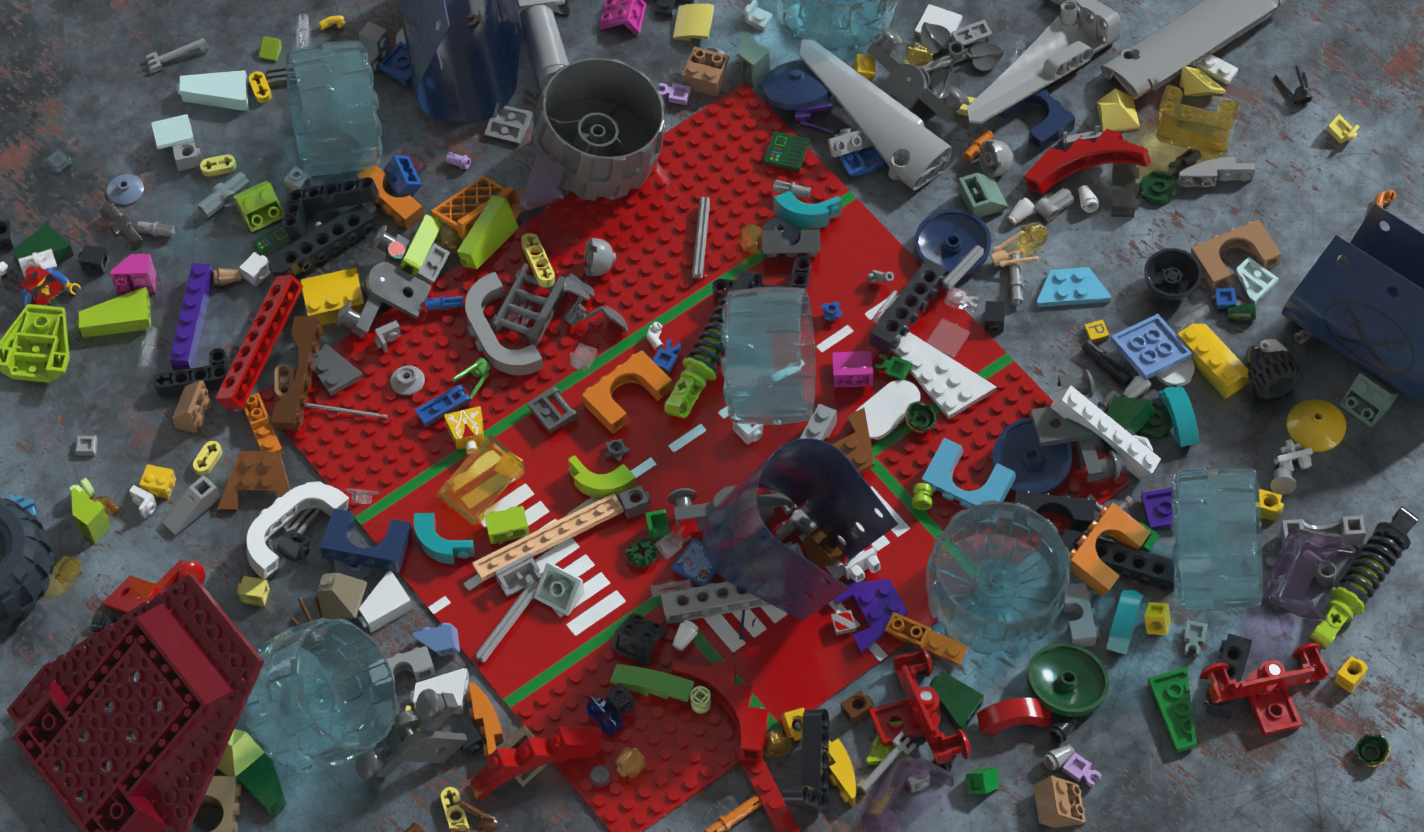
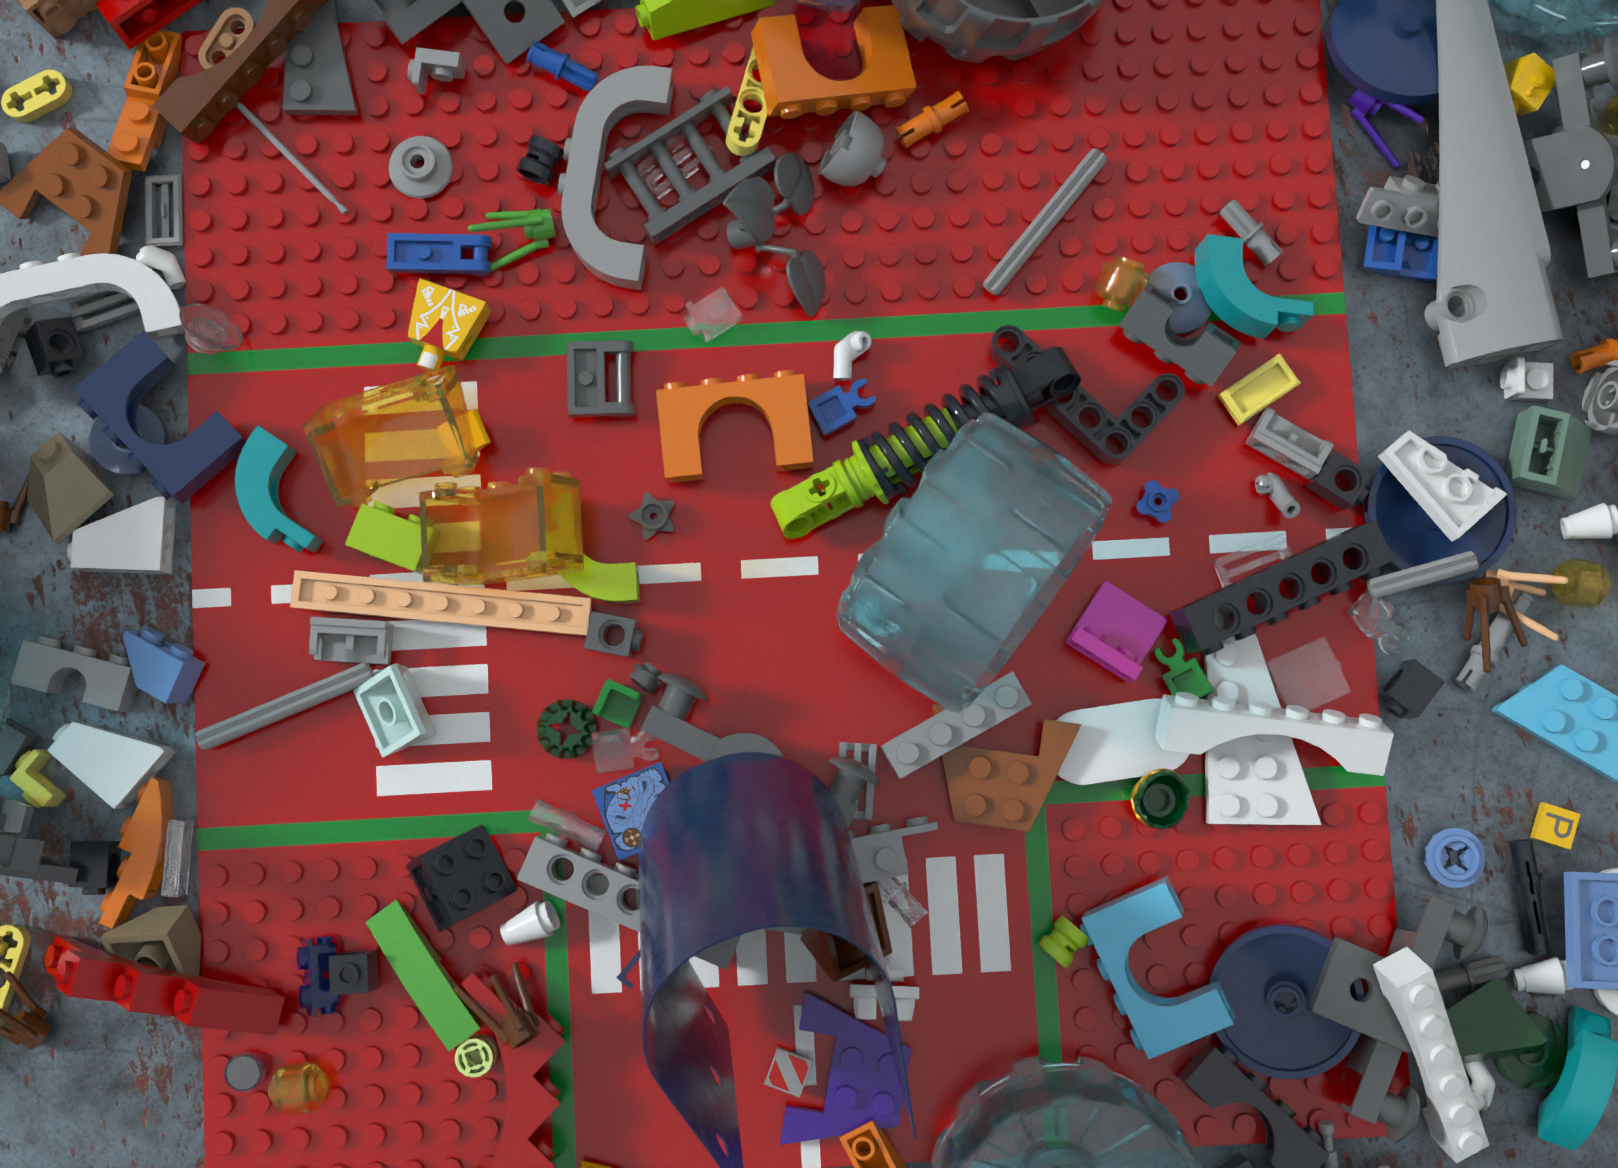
camera: 30 degrees right, 25 degrees up
(316, 475) = (166, 241): none -> light grey tile
(461, 343) = (540, 160): none -> black wheel
(504, 712) = (178, 857): none -> clear tile
(556, 245) = (796, 88): none -> orange arch
(559, 482) = (502, 530): none -> clear yellow windscreen
(622, 228) = (931, 119): none -> orange pin
(663, 506) = (646, 677): none -> dark grey plate
(709, 663) = (518, 1026): none -> reddish brown plant
(787, 151) = (1292, 153): dark green tile -> none
(841, 245) = (1259, 389): none -> light yellow tile
(870, 257) = (1288, 444): none -> light grey hinge
(902, 249) = (1325, 486): none -> black brick
(946, 231) = (1444, 491): none -> white wing
(951, 176) = (1527, 380): none -> white bracket
(981, 347) = (1200, 724): none -> white arch
(996, 260) = (1486, 596): none -> reddish brown plant
(1058, 362) = (1471, 857): none -> medium blue gear

